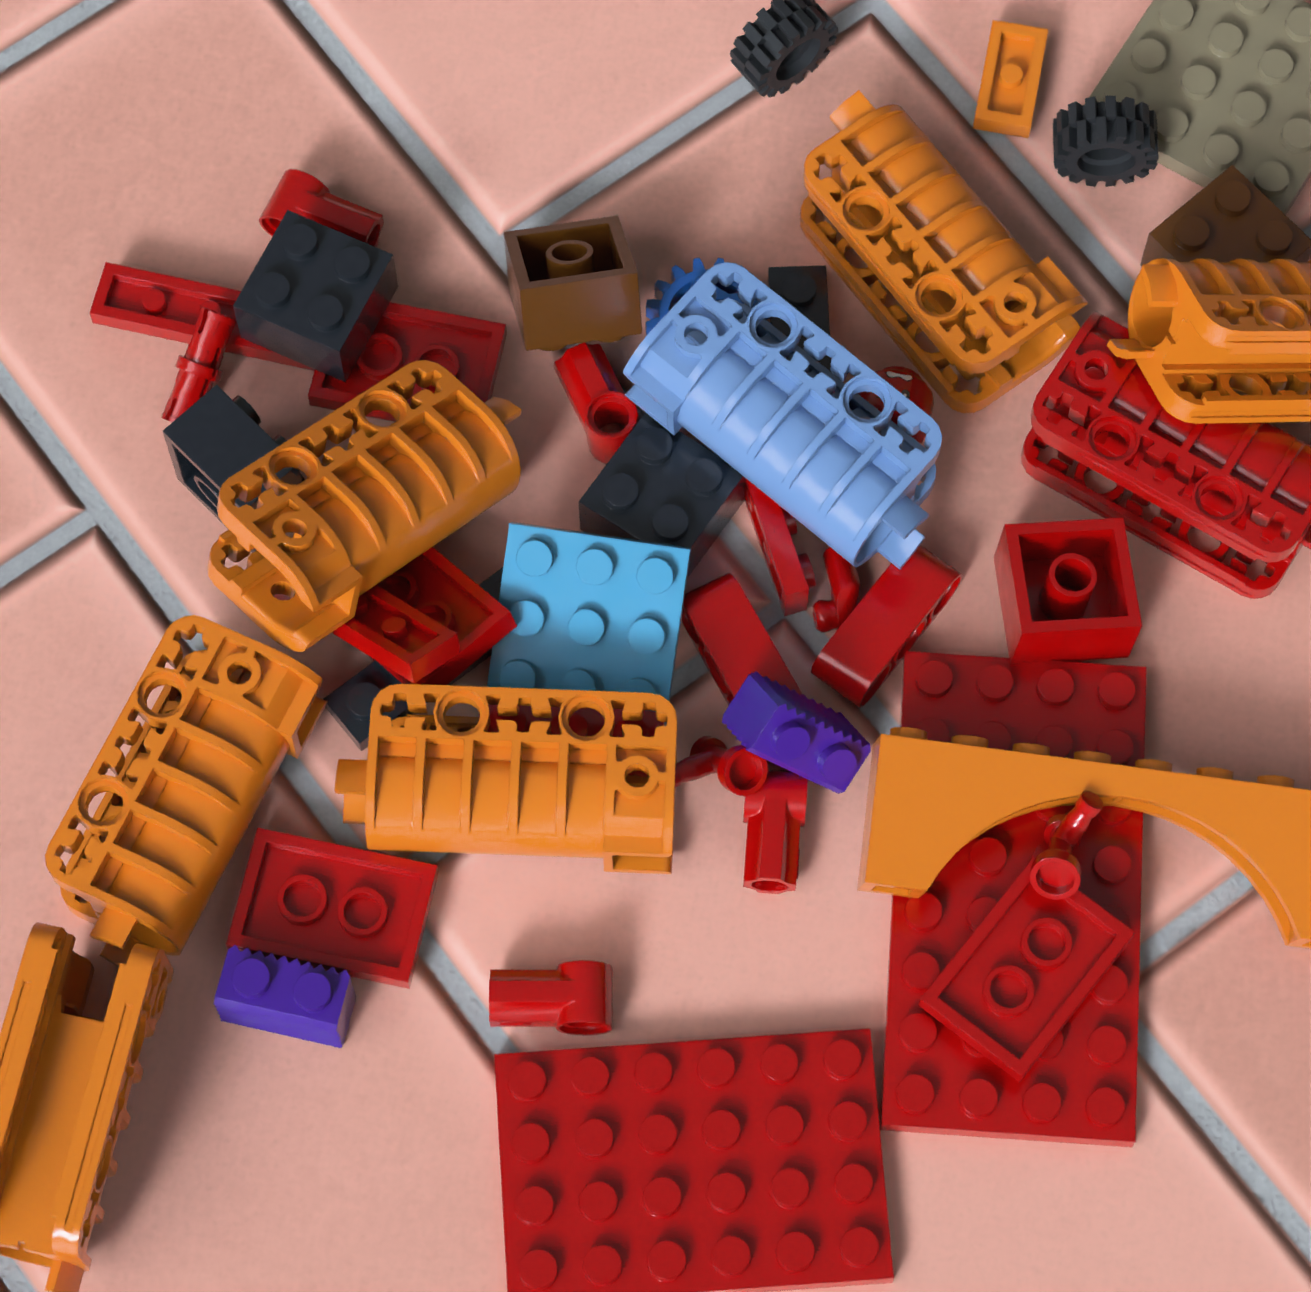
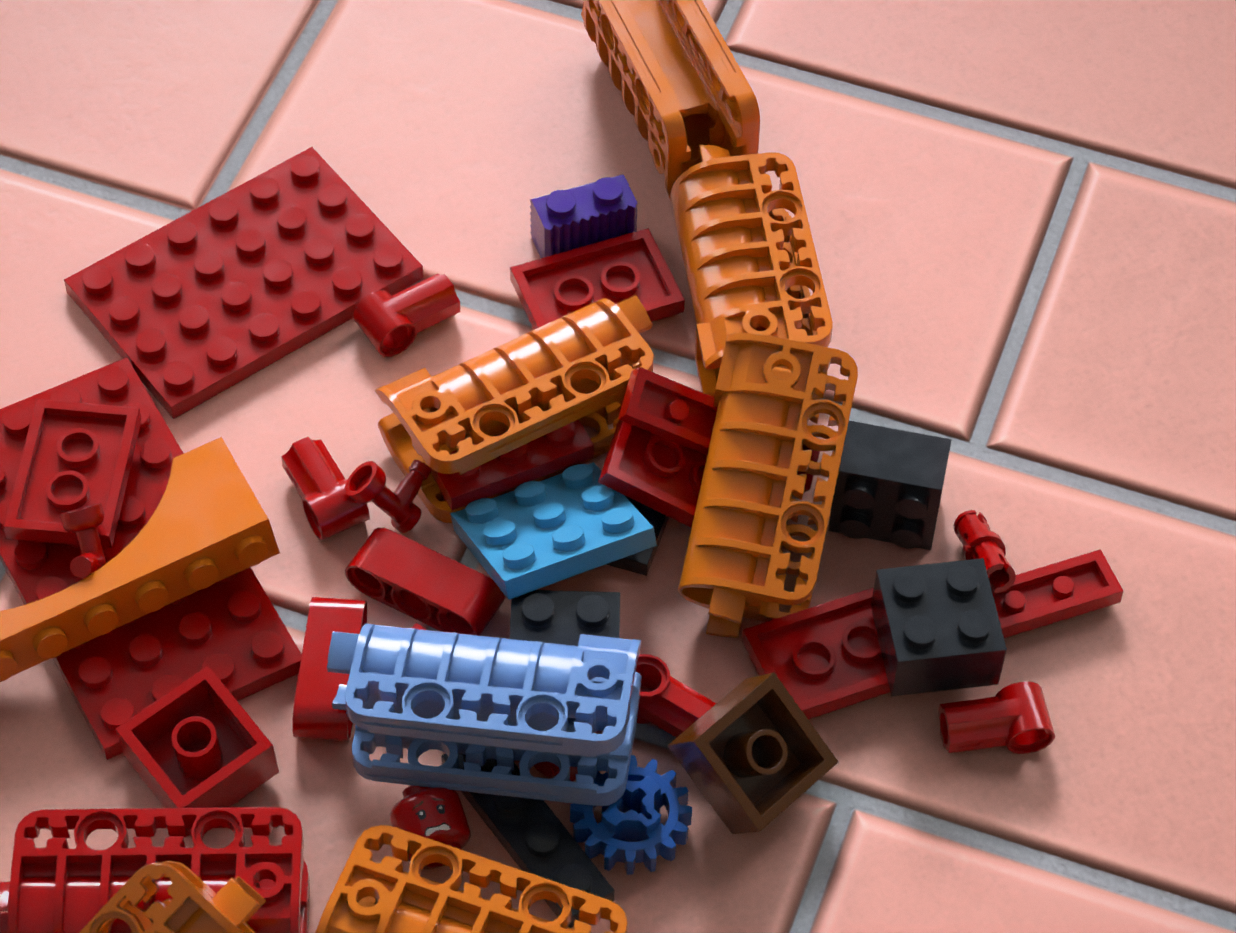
camera: 145 degrees right, 15 degrees down
(796, 733) = (340, 524): dark purple brick -> none

